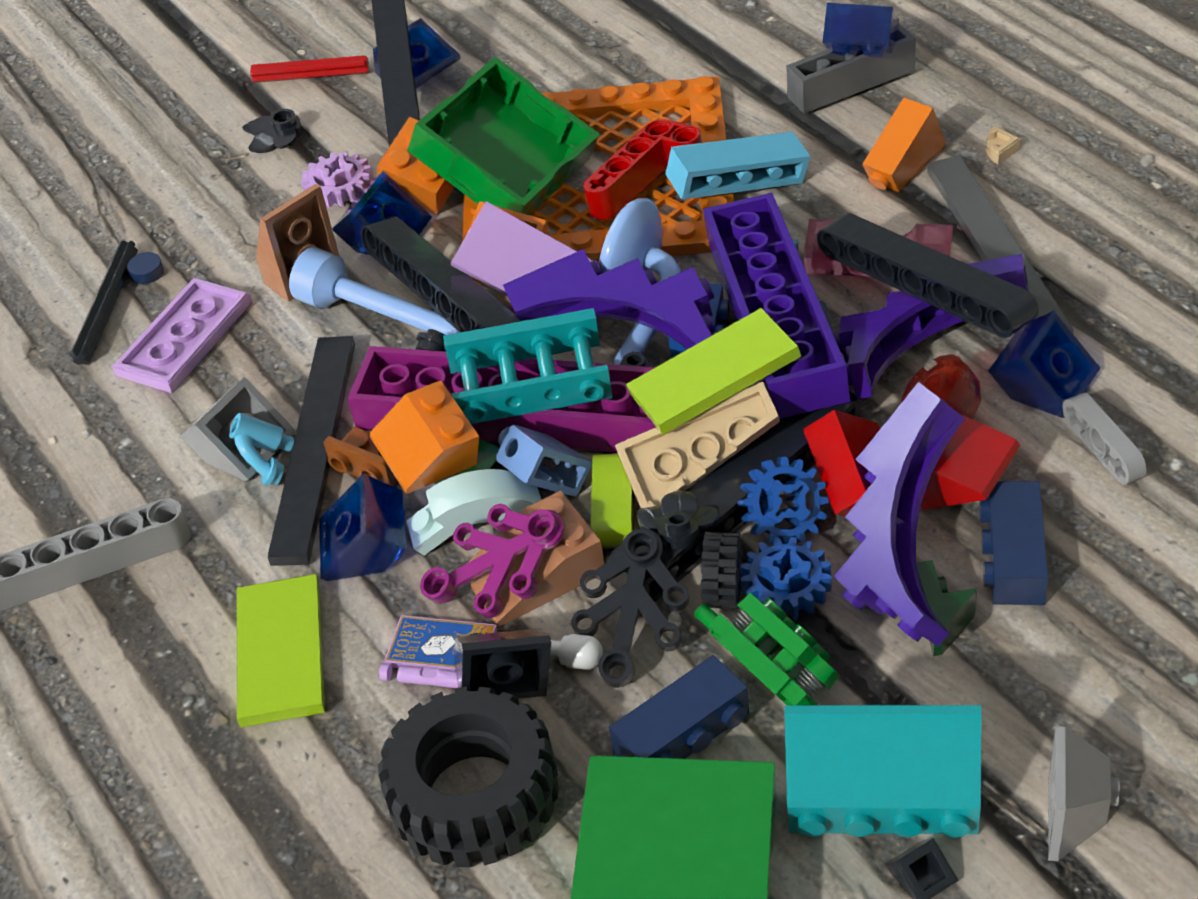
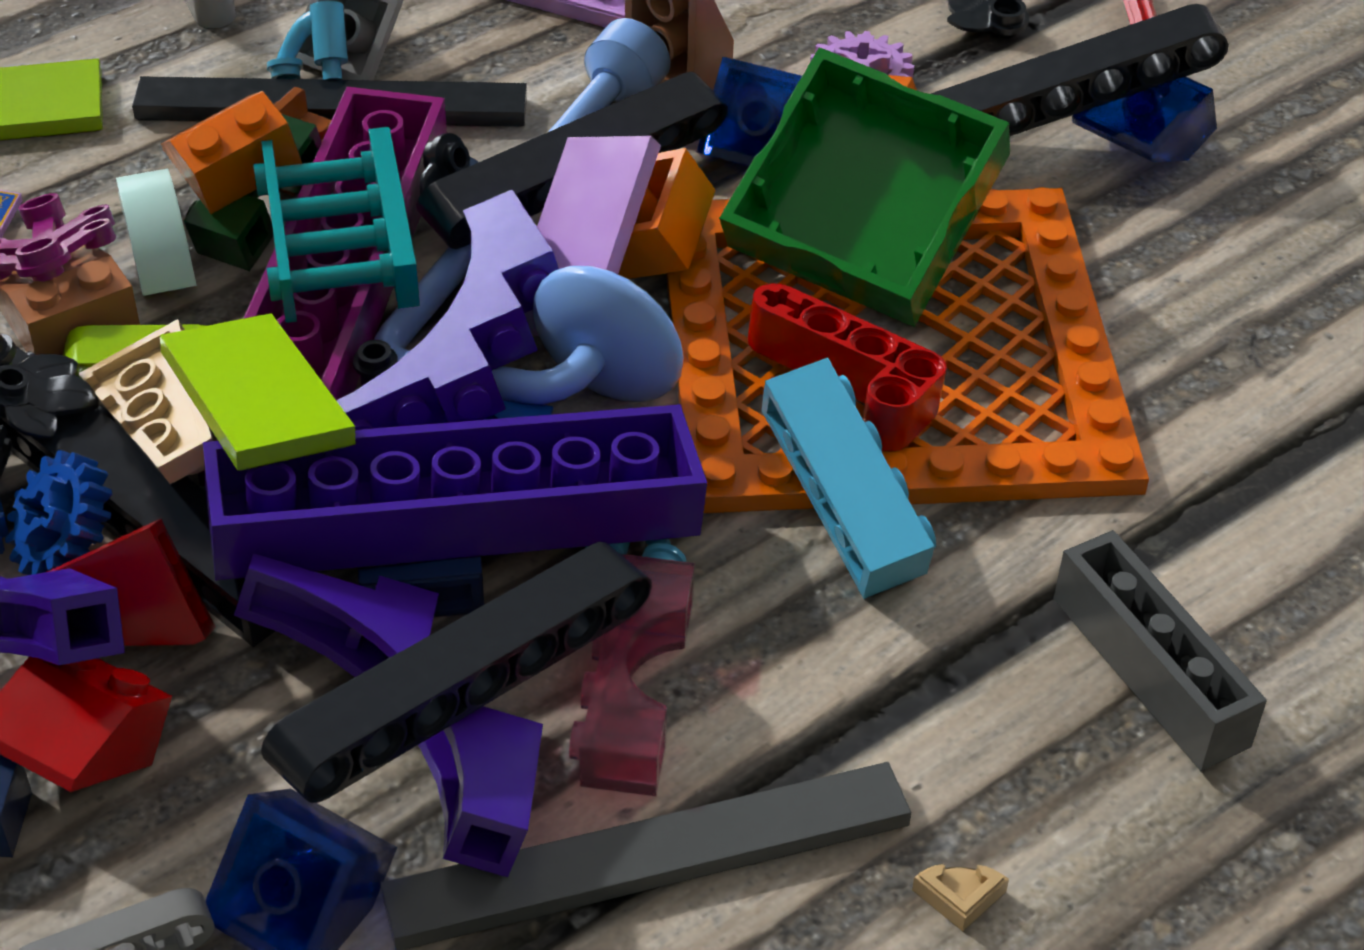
camera: 80 degrees right, 0 degrees up
(362, 530) = (132, 139): clear blue slope -> none
(524, 455) = (209, 271): medium blue torso -> none
(860, 29) = (1196, 617): clear blue slope -> none
(904, 146) = (917, 717): orange slope -> none
(952, 382) = (224, 720): clear red cylinder -> none

